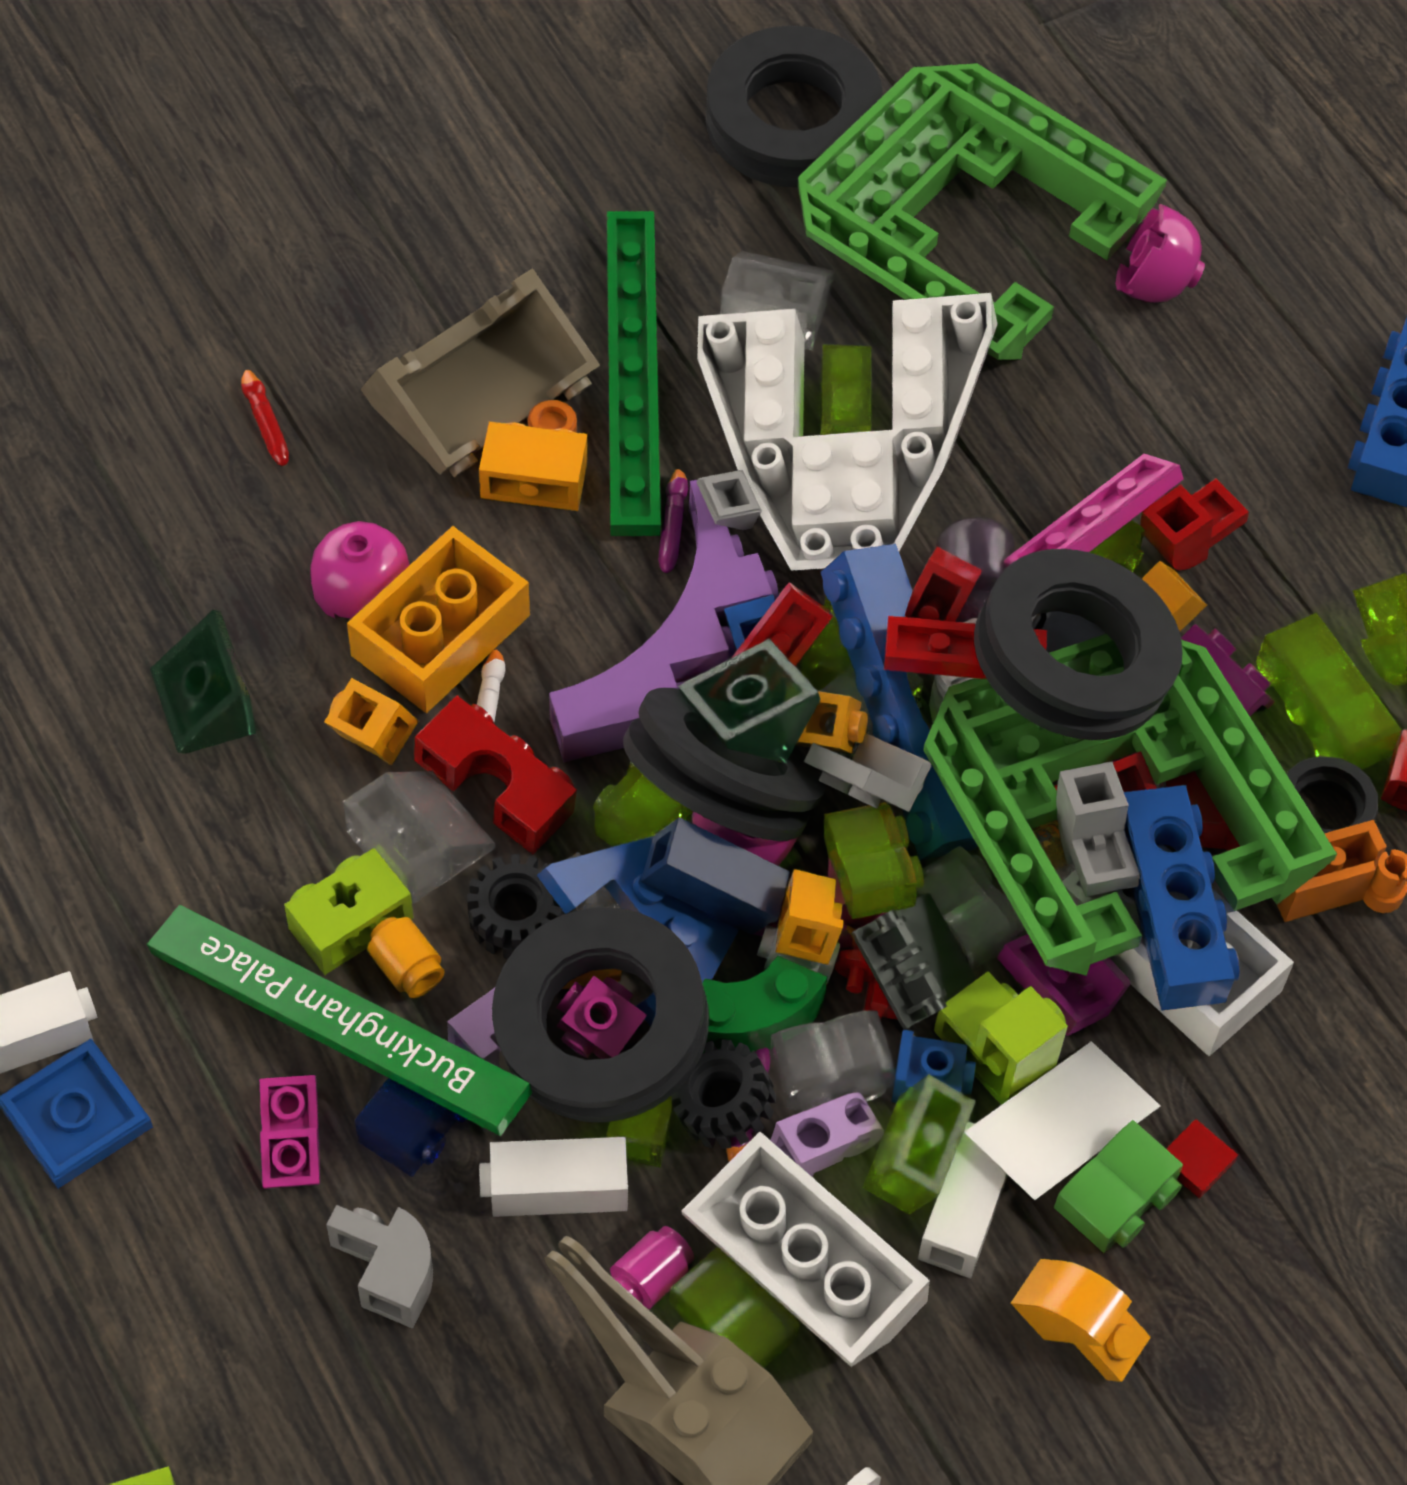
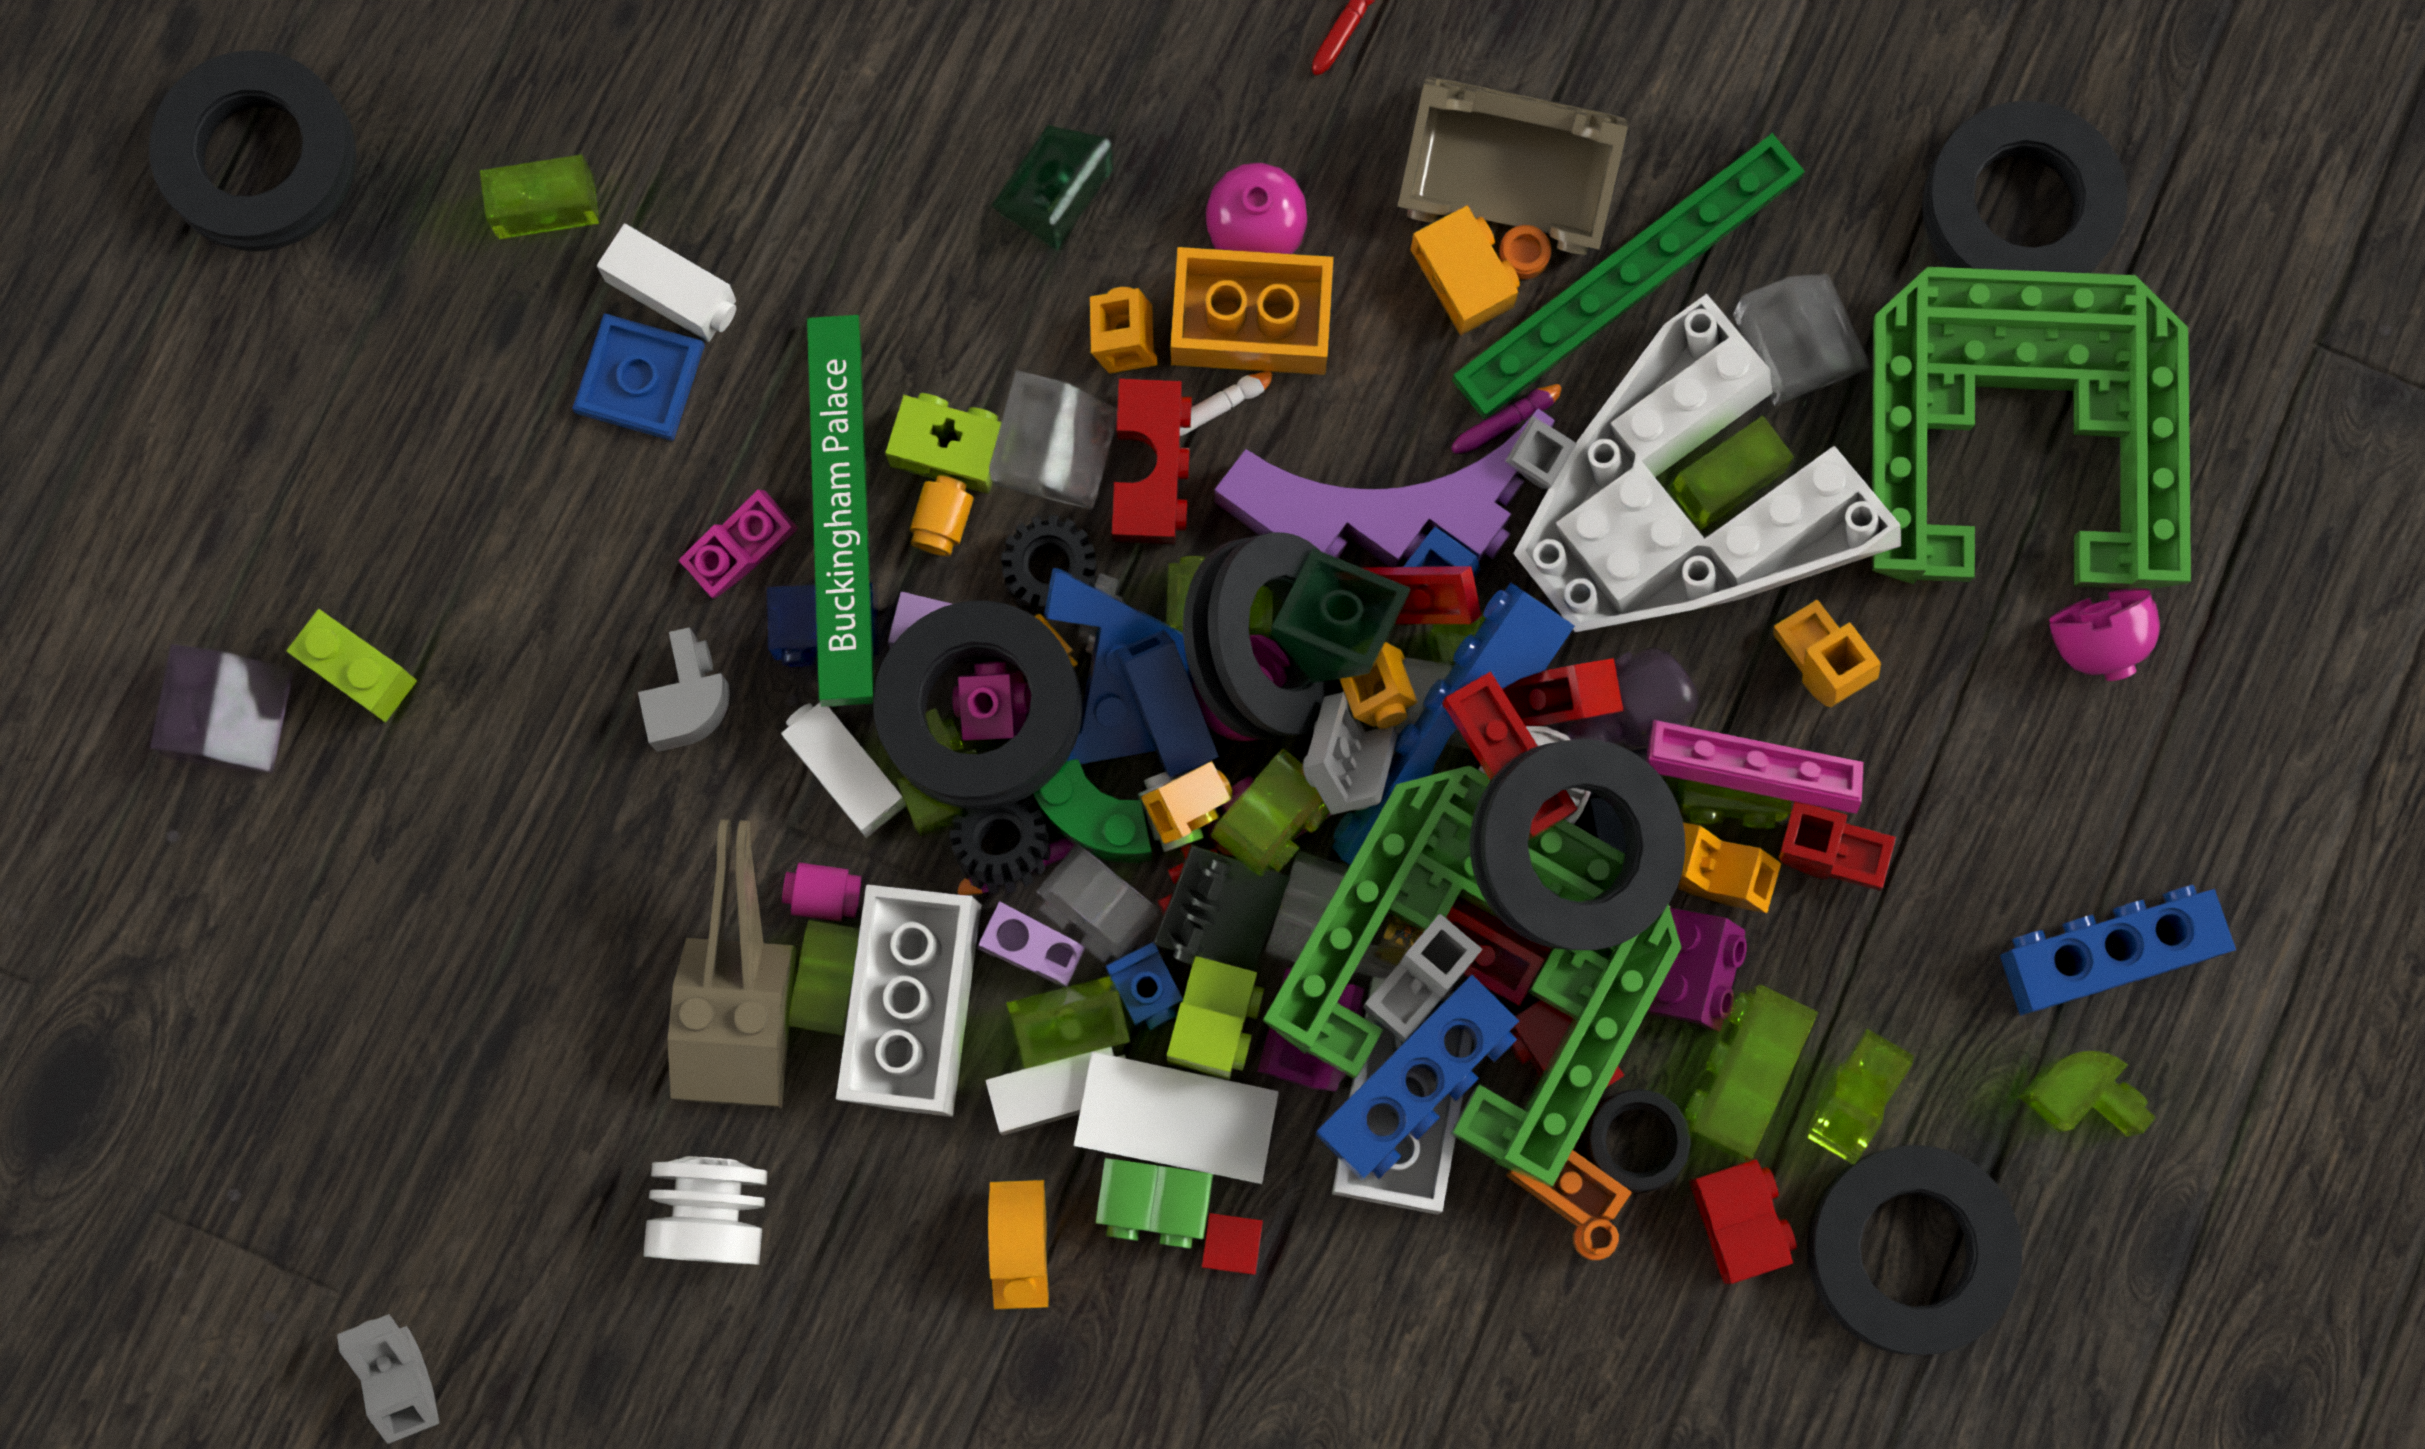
camera: 55 degrees right, 20 degrees up
(1045, 435) = (1831, 658): none -> light orange brick

